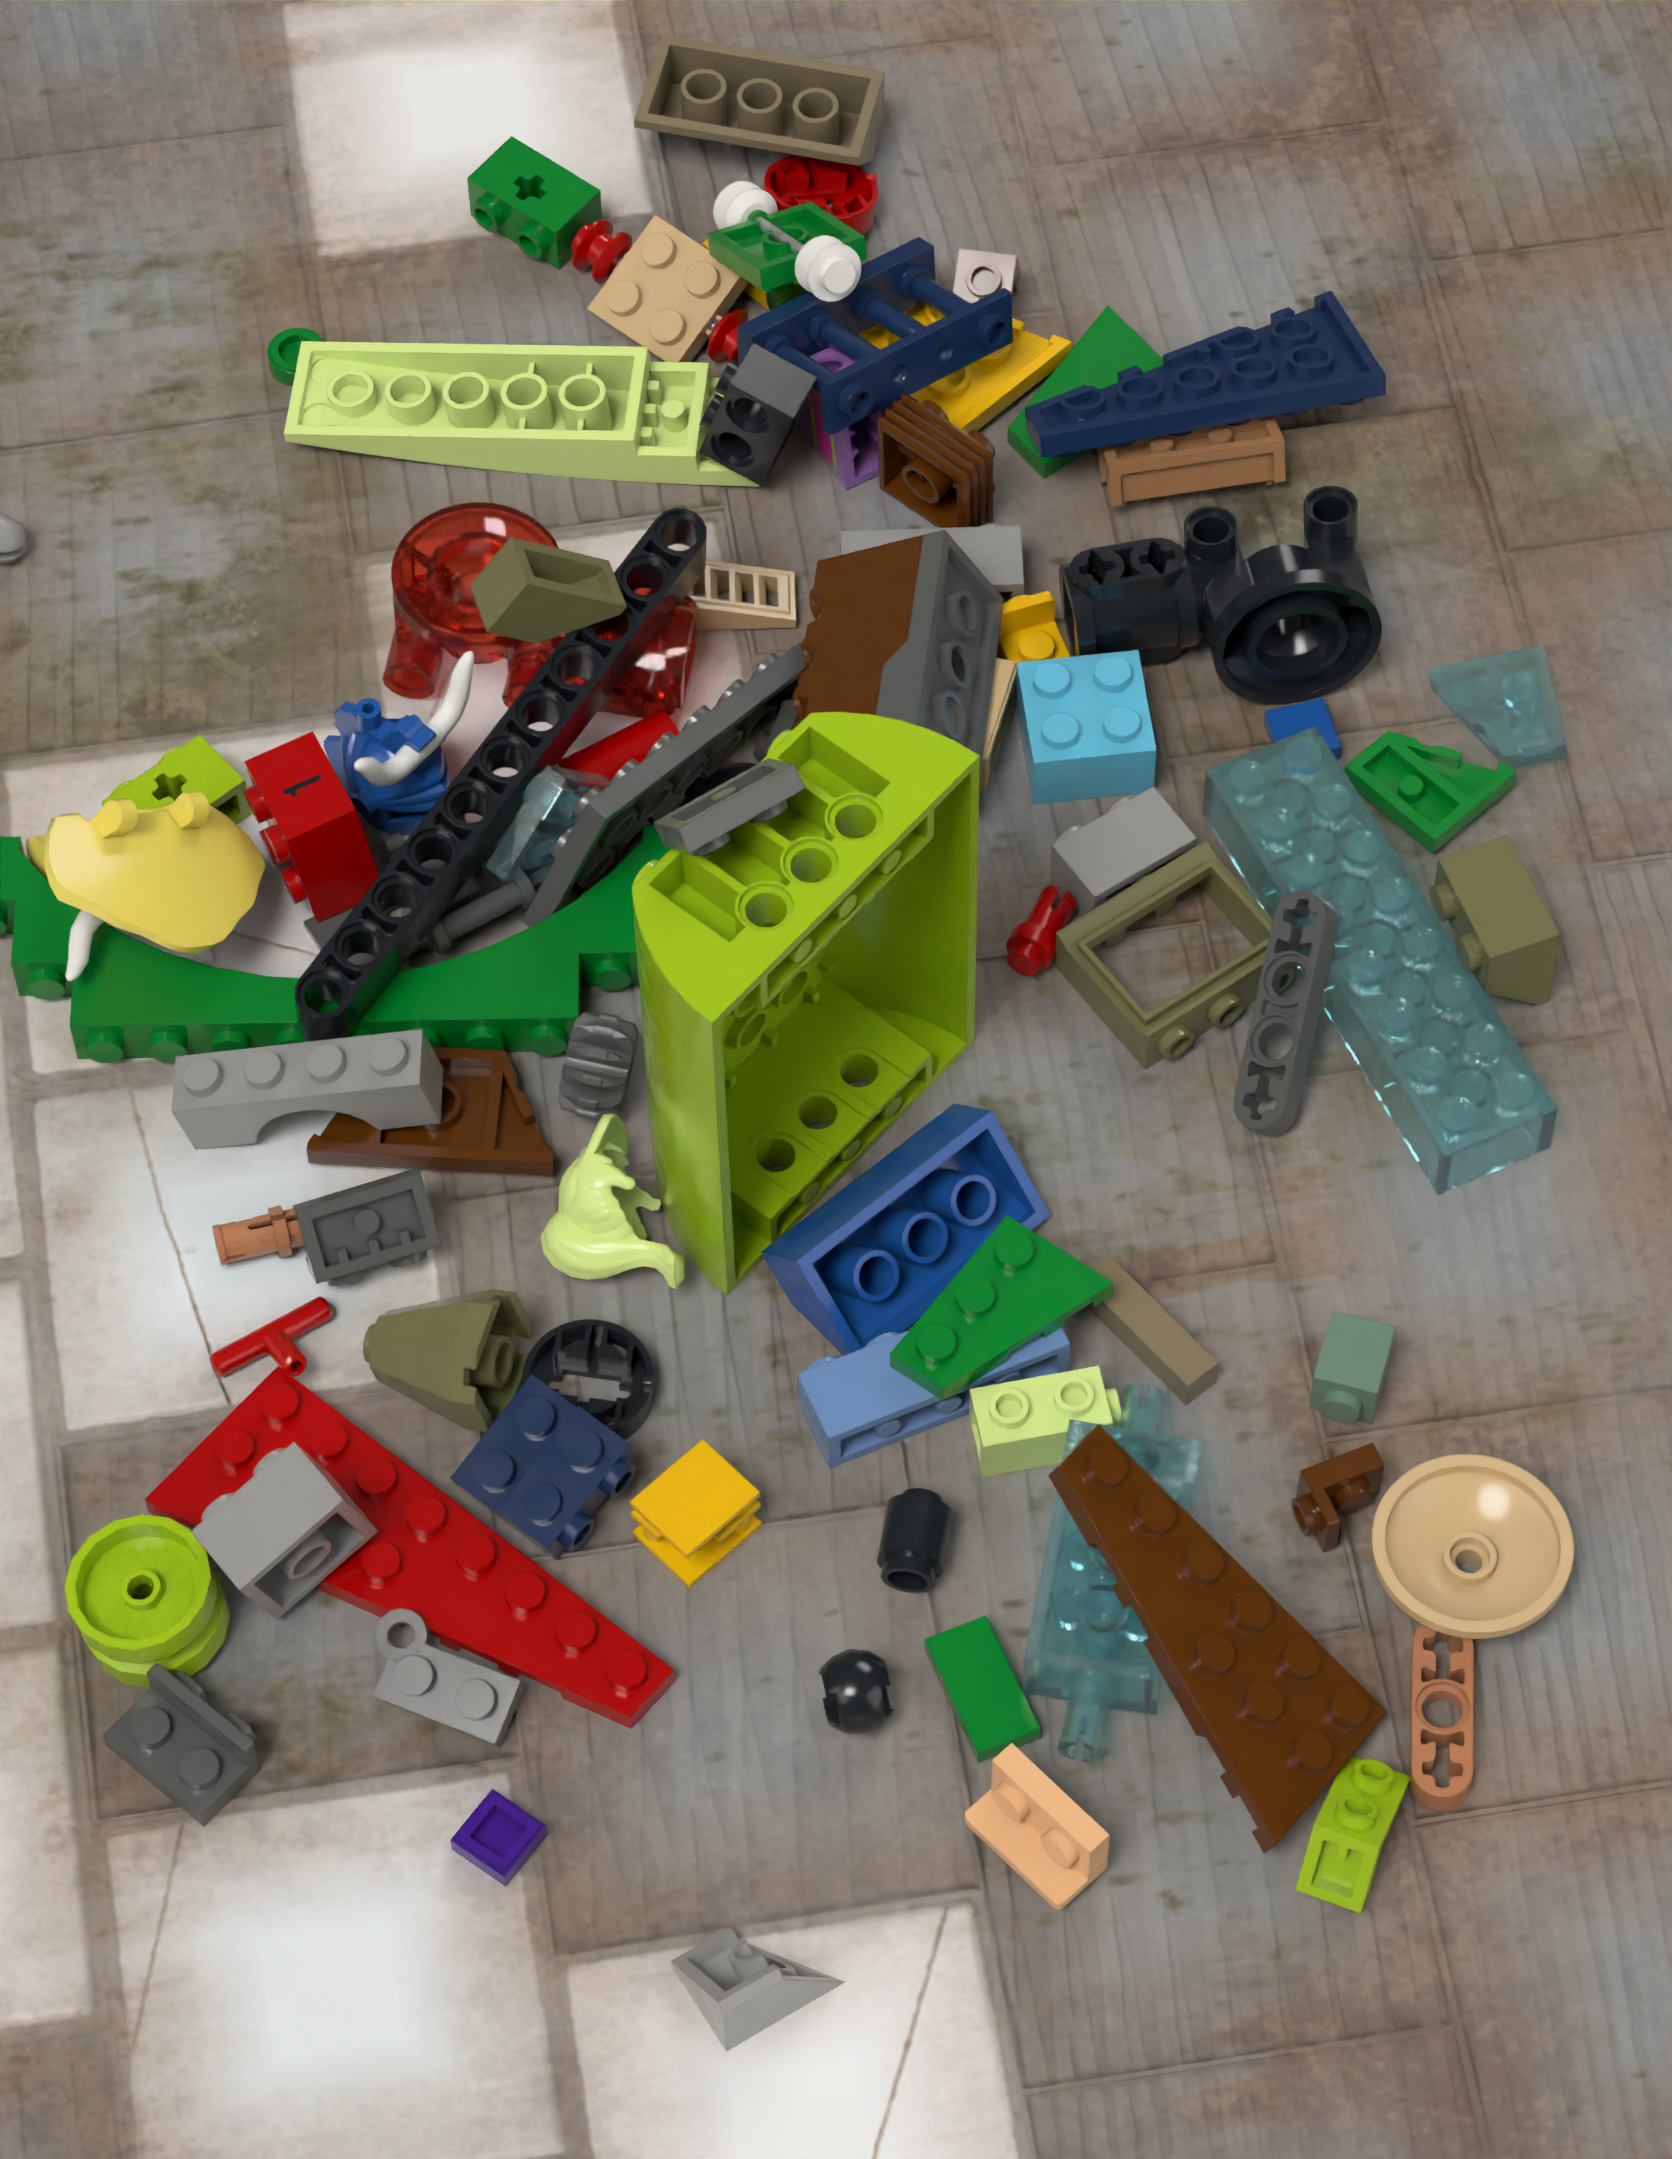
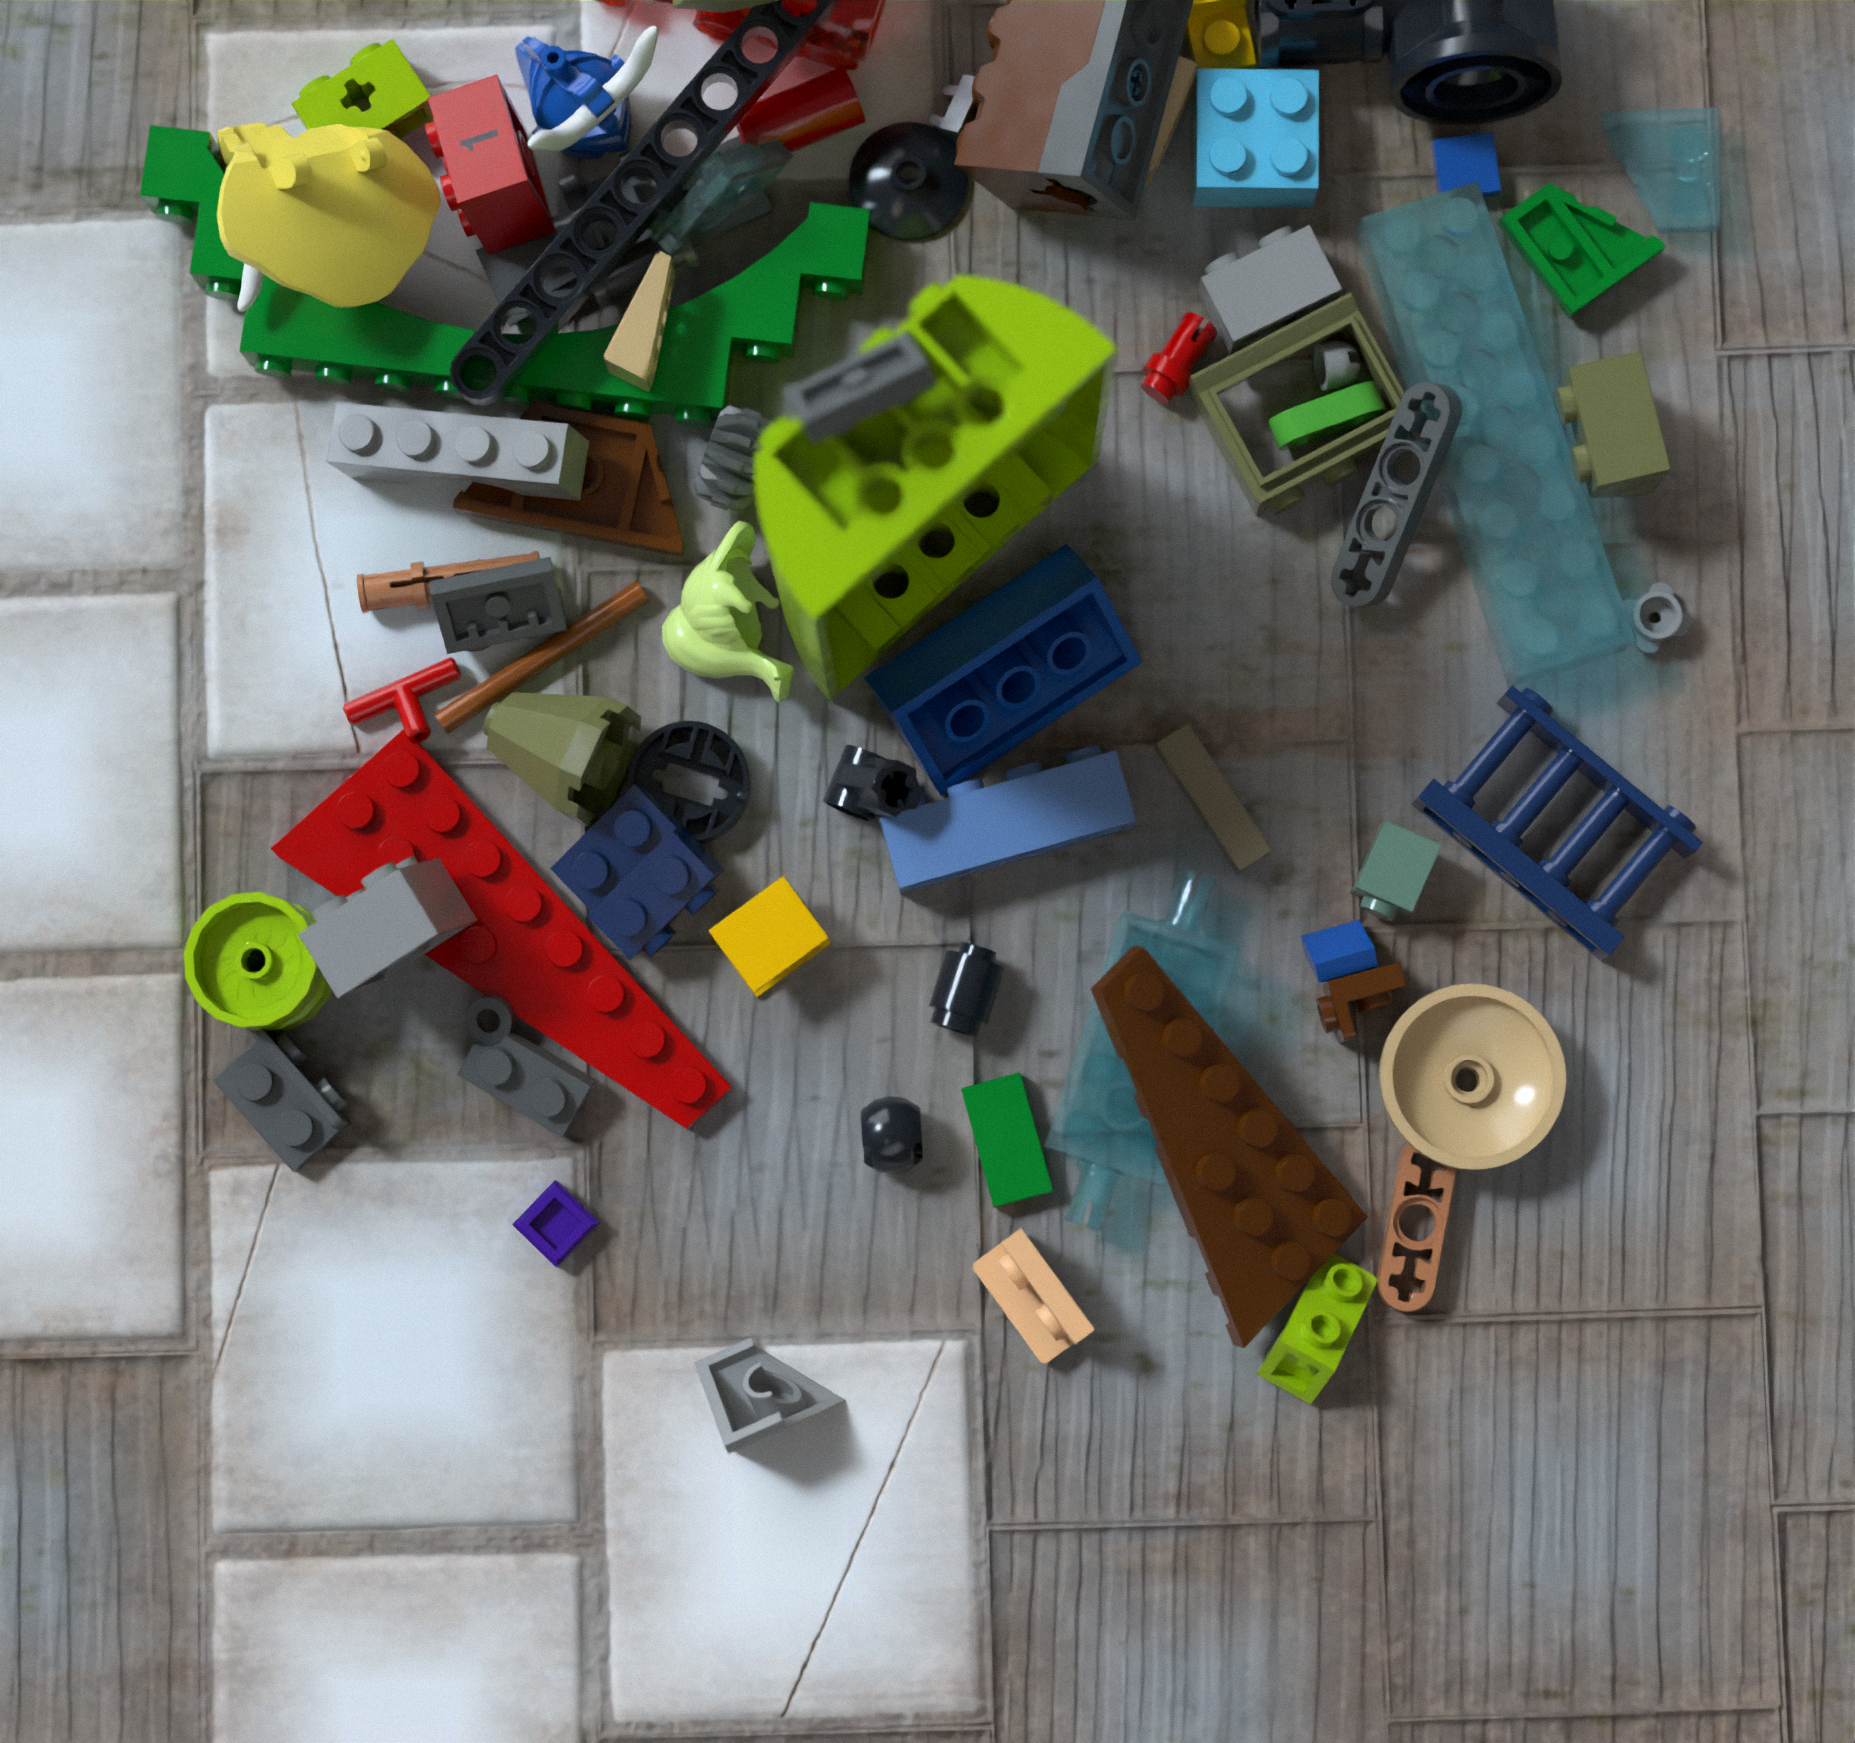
camera: 10 degrees right, 25 degrees up
(417, 1284) = (541, 657): none -> dark orange bar
(483, 955) = (639, 337): none -> tan slope
(643, 792) = (837, 154): dark grey wing -> none
(783, 1347) = (872, 785): none -> black piece
(993, 1306) = (1072, 778): green wing -> none
(1028, 1419) = (1102, 884): yellowish green brick -> none
(1197, 958) = (1327, 415): none -> bright green beam
(1201, 918) = (1332, 364): none -> light grey hinge
(1306, 1451) = (1339, 951): none -> blue tile
(1512, 1361) = (1547, 882): none -> dark blue fence
(1588, 1095) = (1671, 623): none -> light grey plate

